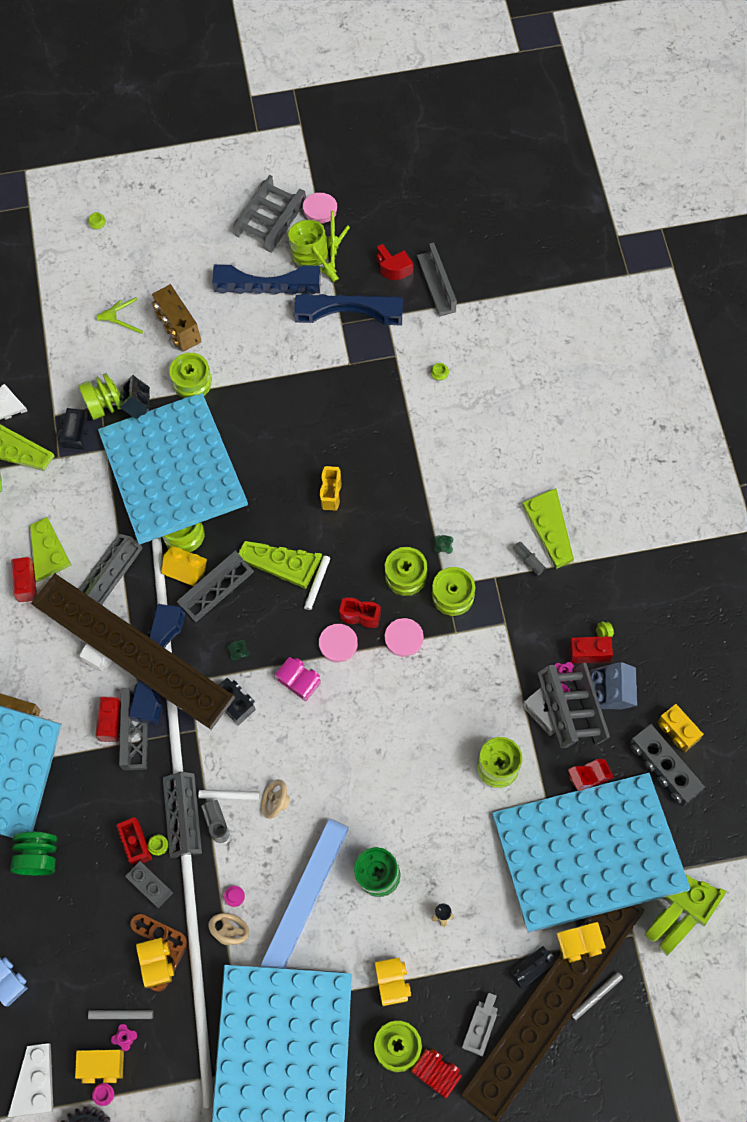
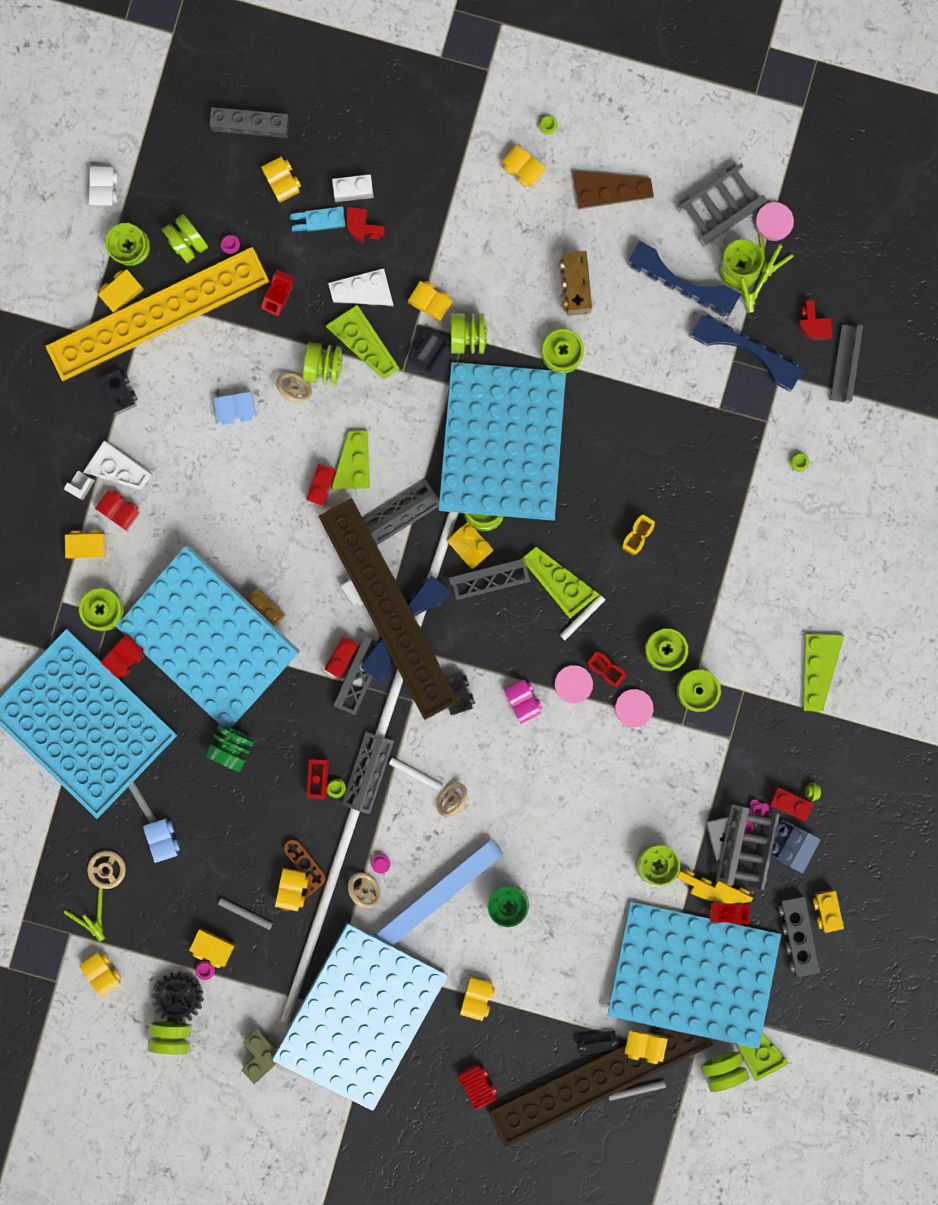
camera: 20 degrees right, 20 degrees up
(34, 1083) = (153, 935): white wing -> none
(56, 390) = (430, 301): none -> yellow brick
(90, 257) = (523, 166): none -> yellow brick
(111, 315) = (516, 241): lime plant -> none
(130, 1037) = (240, 939): dark pink plate -> none
(134, 397) = (499, 351): black brick -> none
(149, 884) = (314, 820): dark grey brick -> none
(170, 245) = (609, 189): none -> reddish brown wing
(215, 820) = (394, 790): dark grey piece -> none
(232, 647) = (486, 643): clear green plate -> none
(394, 1033) = (456, 1063): lime wheel -> none
(442, 913) = (546, 965): black piece -> none
(448, 540) = (714, 643): clear green plate -> none
(481, 1026) = (531, 1068): light grey hinge -> none
(529, 558) = (783, 691): dark grey axle -> none
(558, 766) = (720, 892): none -> yellow slope

